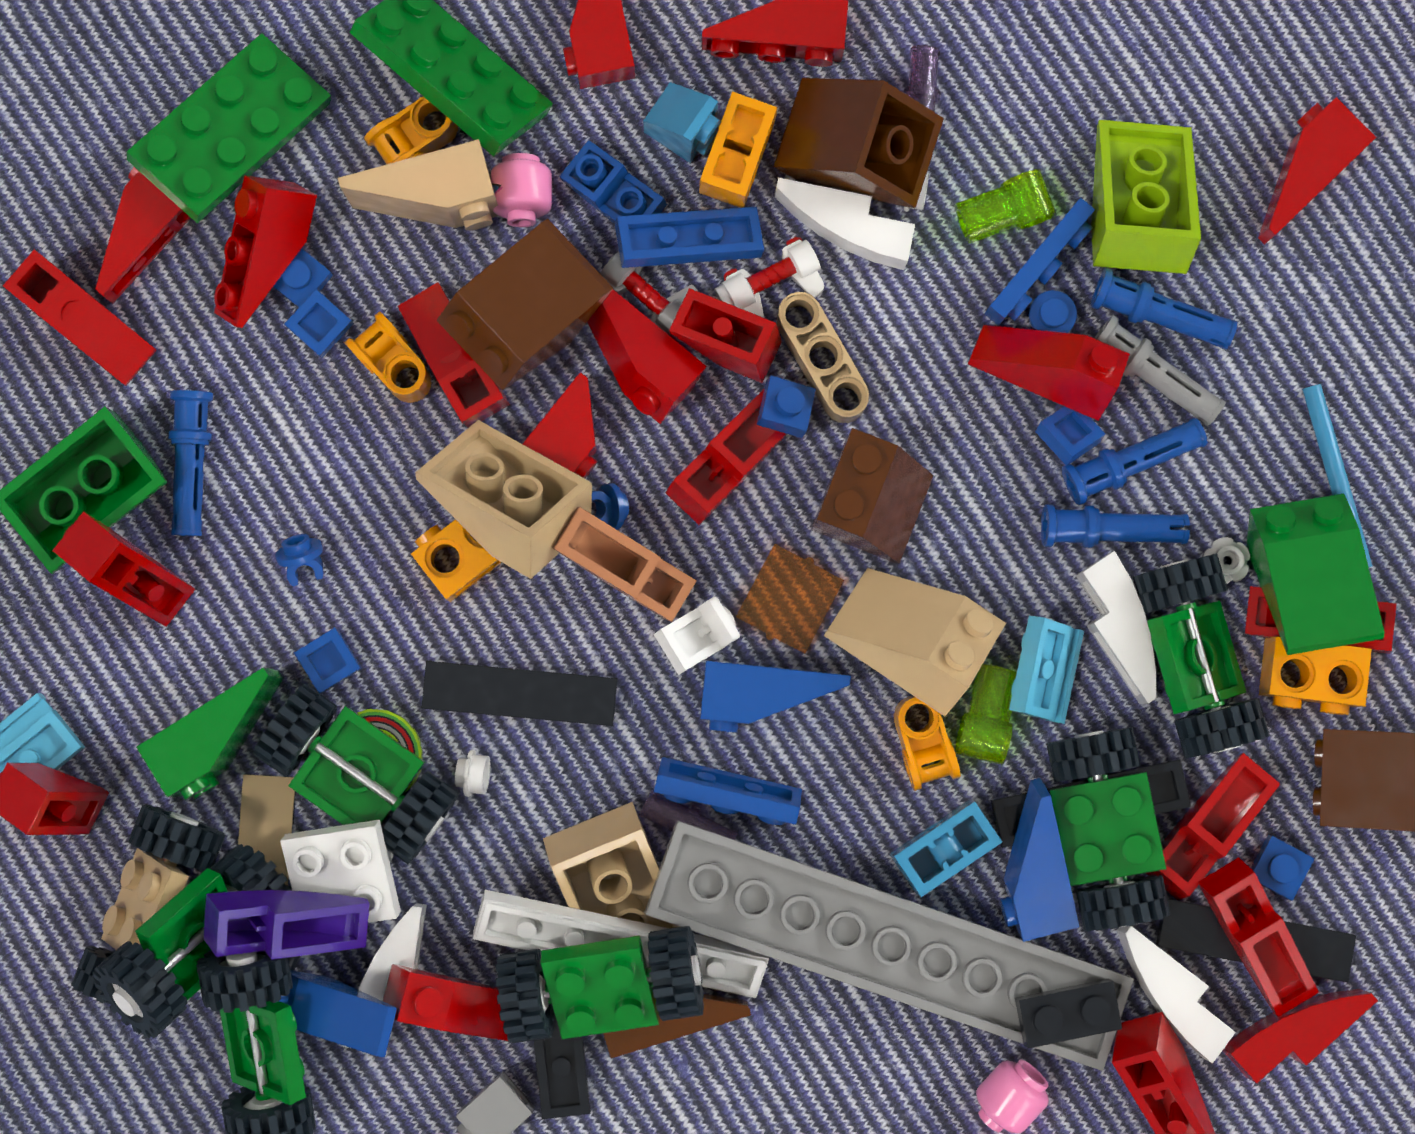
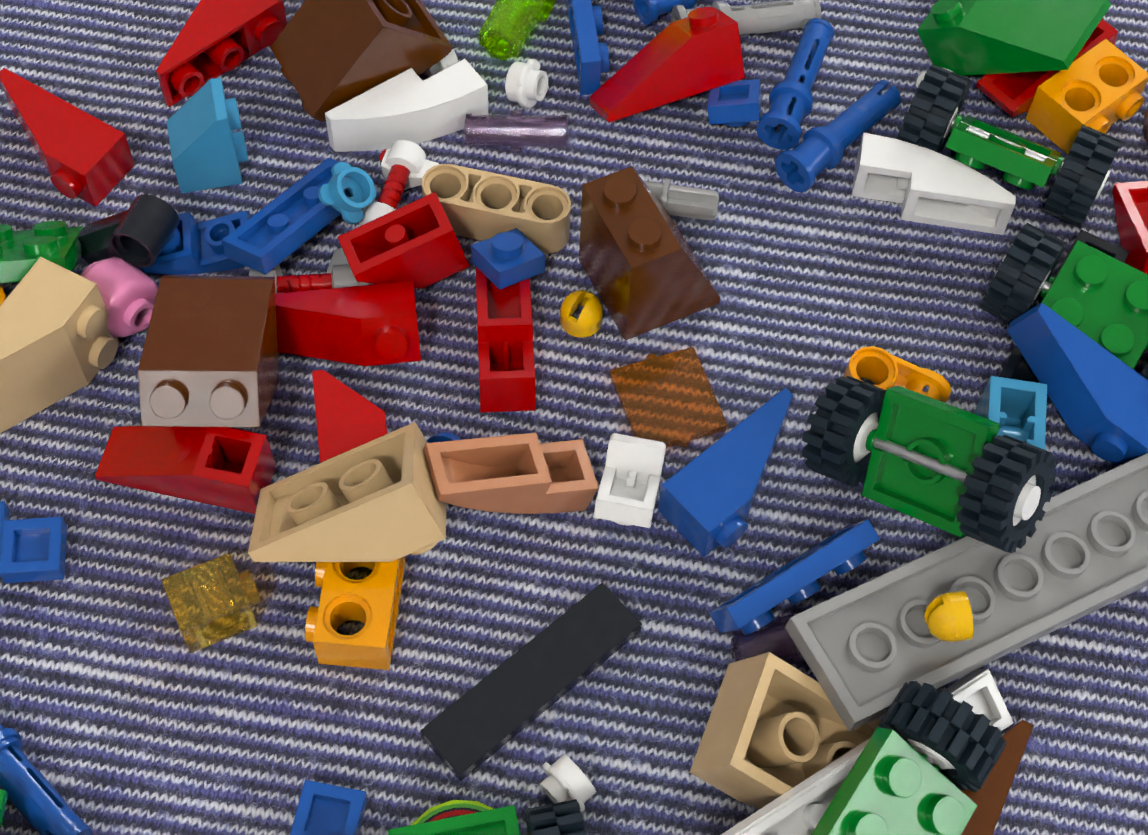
camera: 40 degrees left, 25 degrees down
(300, 551) = (203, 751): blue plate -> none
(385, 463) = (212, 602): none -> clear yellow brick
(386, 354) = (121, 514): light orange piece -> none
(563, 157) = (133, 234): none -> black piece
(730, 272) = (358, 185): none -> dark azure plate
(737, 150) = (273, 125): light orange brick -> none
(763, 915) = (950, 617): none -> yellow hinge
(800, 496) = (589, 318): none -> yellow hinge
(868, 814) = (930, 461): none -> plate
(902, 307) = (516, 130): none -> clear purple pin
(916, 636) = (803, 313): tan slope -> none
(941, 459) = (685, 200): none -> light grey axle
(947, 276) = (526, 83): none -> white plate
(986, 725) = (914, 329): clear neon green piece -> none
(1046, 669) = (925, 269): medium azure plate -> none
(1053, 312) = (625, 44): blue plate -> none

